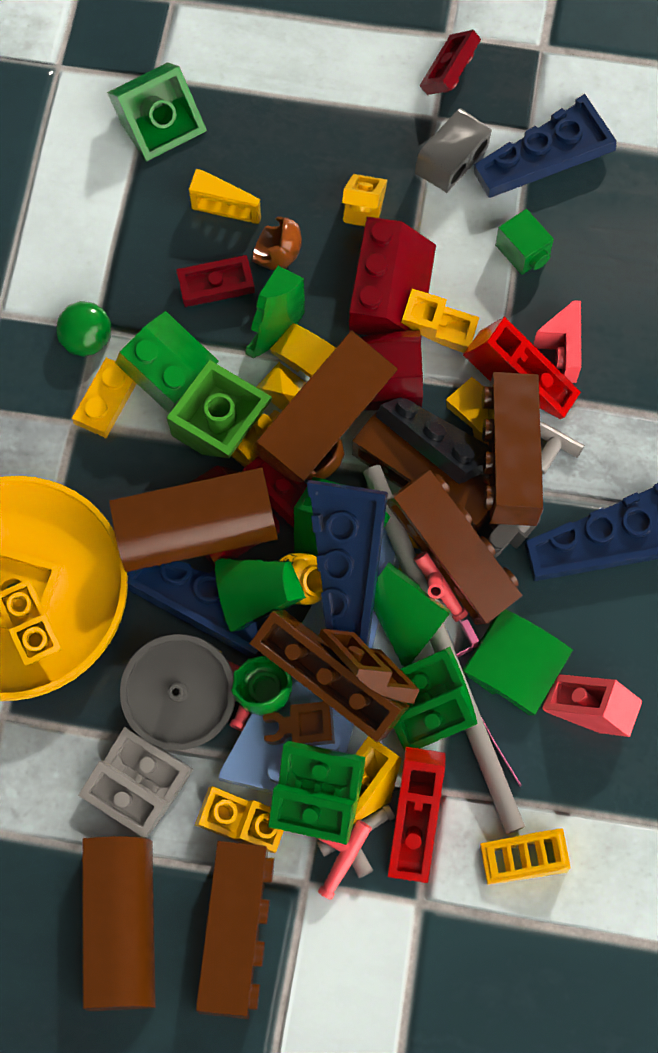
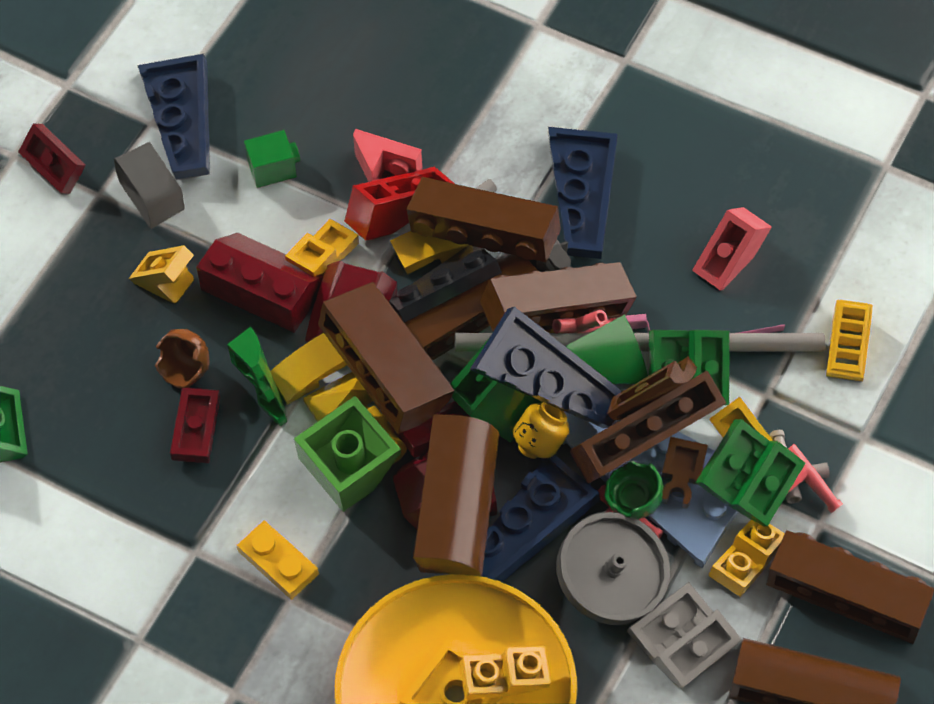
camera: 70 degrees left, 10 degrees down
(83, 328) = (194, 558): green hair -> none
(164, 360) = (270, 489): green slope -> none
(223, 199) = (105, 395): yellow slope -> none
(255, 589) = (543, 466): green slope -> none
(417, 814) = (787, 407): red slope -> none
(517, 661) = (674, 291): green slope -> none

